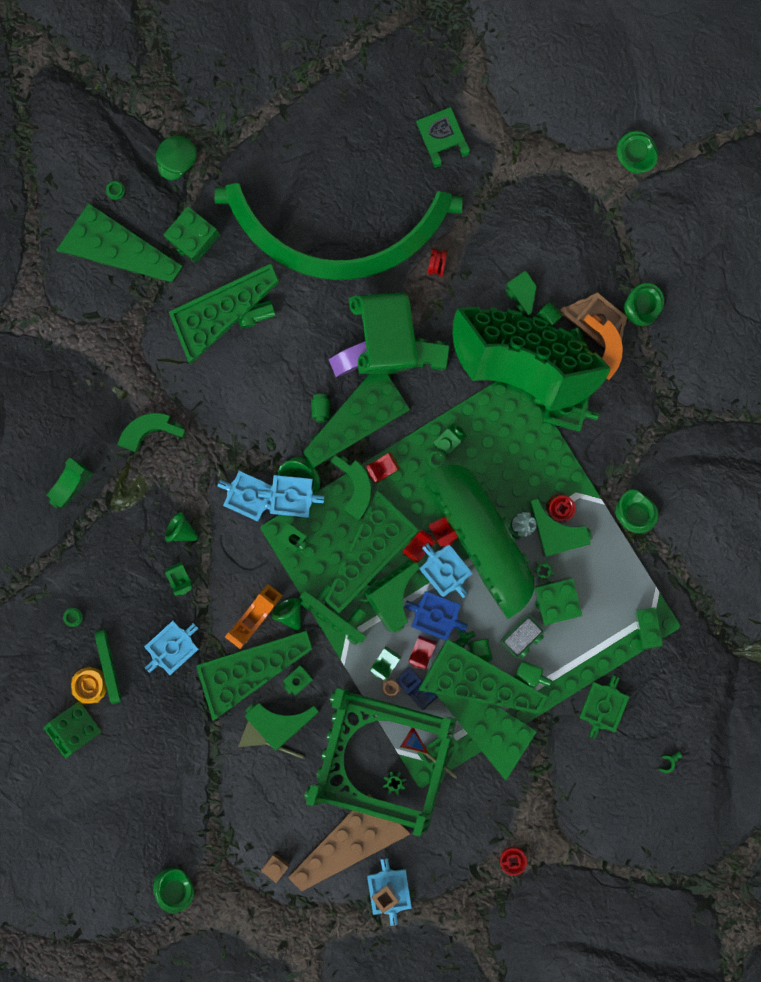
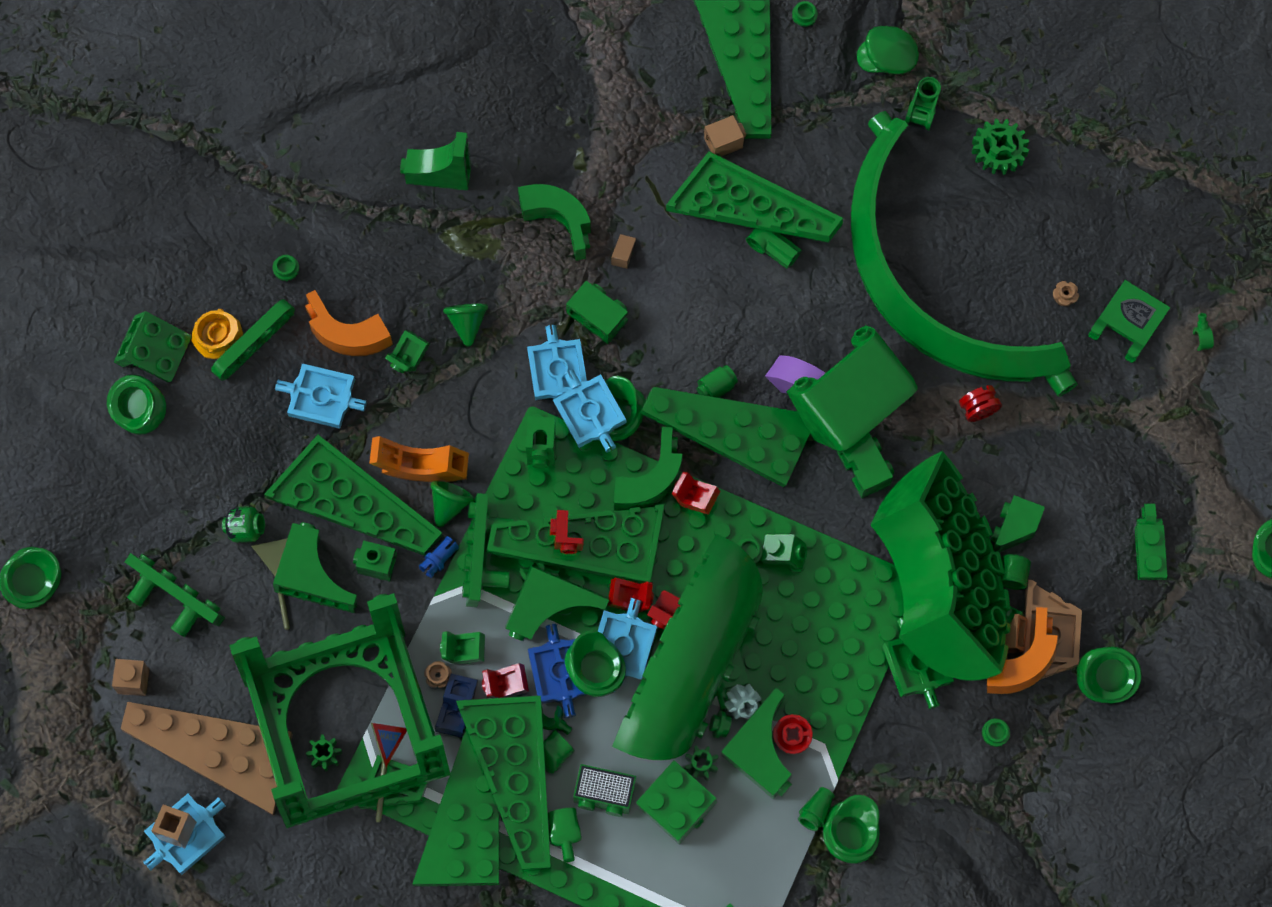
camera: 55 degrees right, 15 degrees down
(103, 762) = (136, 404): none -> green piece
(150, 603) = (347, 339): none -> orange arch
(165, 295) = (724, 136): none -> medium nougat brick
(191, 235) = (813, 120): green brick -> none
(197, 405) = (623, 251): none -> medium nougat piece
(223, 744) = (243, 524): none -> green head
(227, 163) = (924, 107): none -> green piece
(228, 448) = (597, 311): none -> green brick
(229, 811) = (187, 595): none -> green plate
(290, 132) = (1000, 135): none -> green gear
(319, 641) = (438, 557): none -> blue pin
(355, 563) = (559, 528): none -> red bracket
(401, 157) = (1061, 298): none -> medium nougat plate
(449, 595) = (595, 664): none -> green piece
(481, 99) = (1204, 332): none -> green piece
(527, 545) = (720, 724): none -> green plate
(584, 224) = (1150, 545): none -> green hinge
(588, 339) = (1017, 635): none -> medium nougat piece
(611, 523) = (816, 809): none -> green cone
(633, 391) = (995, 732): none -> green plate

